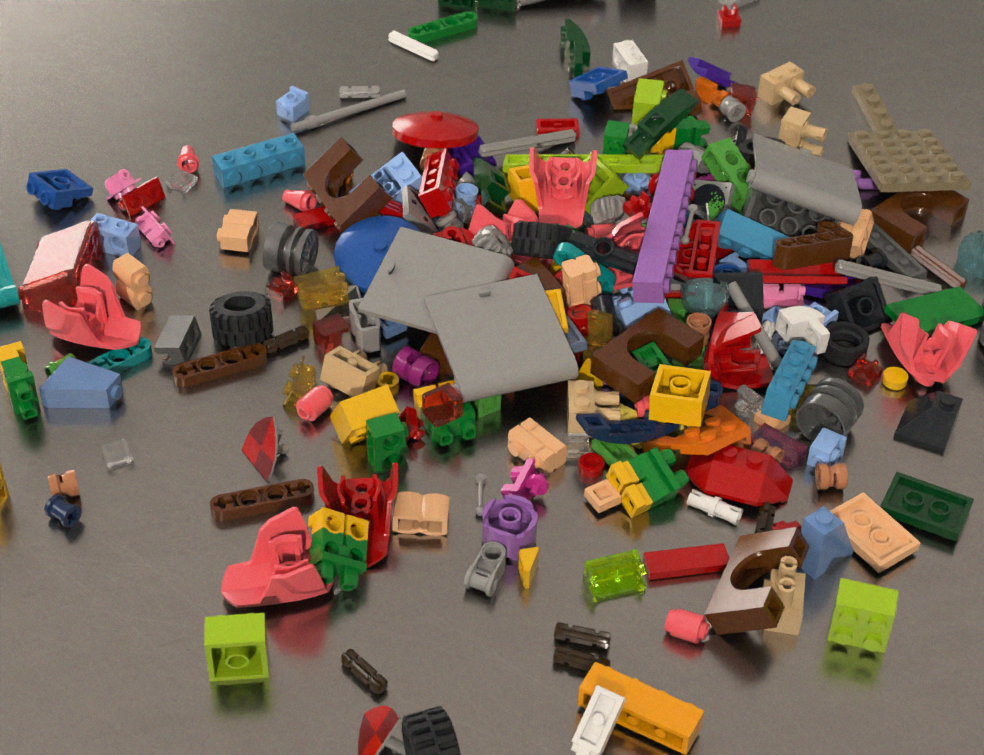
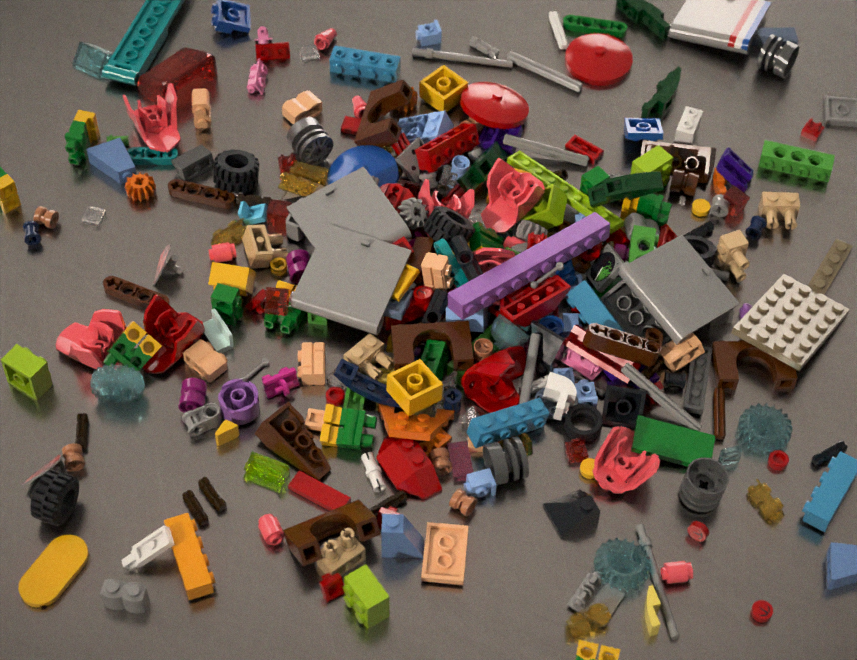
camera: 40 degrees right, 10 degrees up
(117, 235) = (228, 70): light blue brick -> none
(144, 394) = (140, 187): none -> orange gear
(306, 346) = (252, 214): none -> medium azure bracket
(359, 591) = (117, 384): none -> clear light blue gear
(371, 139) = (442, 89): none -> yellow brick
(387, 696) = (73, 457): none -> nougat wheel
(411, 474) = (218, 333): none -> light aqua panel
(443, 84) = (544, 71): none -> light grey axle
(451, 553) = (192, 394): none -> magenta wheel
(479, 52) = (598, 59): none -> red dish
(595, 530) = (289, 438): none -> reddish brown wedge
(600, 331) = (419, 312): clear yellow slope -> none
(716, 120) = (701, 207): none -> yellow tile
(748, 44) = (796, 161): none -> bright green brick
(779, 107) = (755, 228): none -> dark blue bush
(809, 634) = (331, 586): none -> red tile
(927, 506) = (499, 562): dark green plate -> none

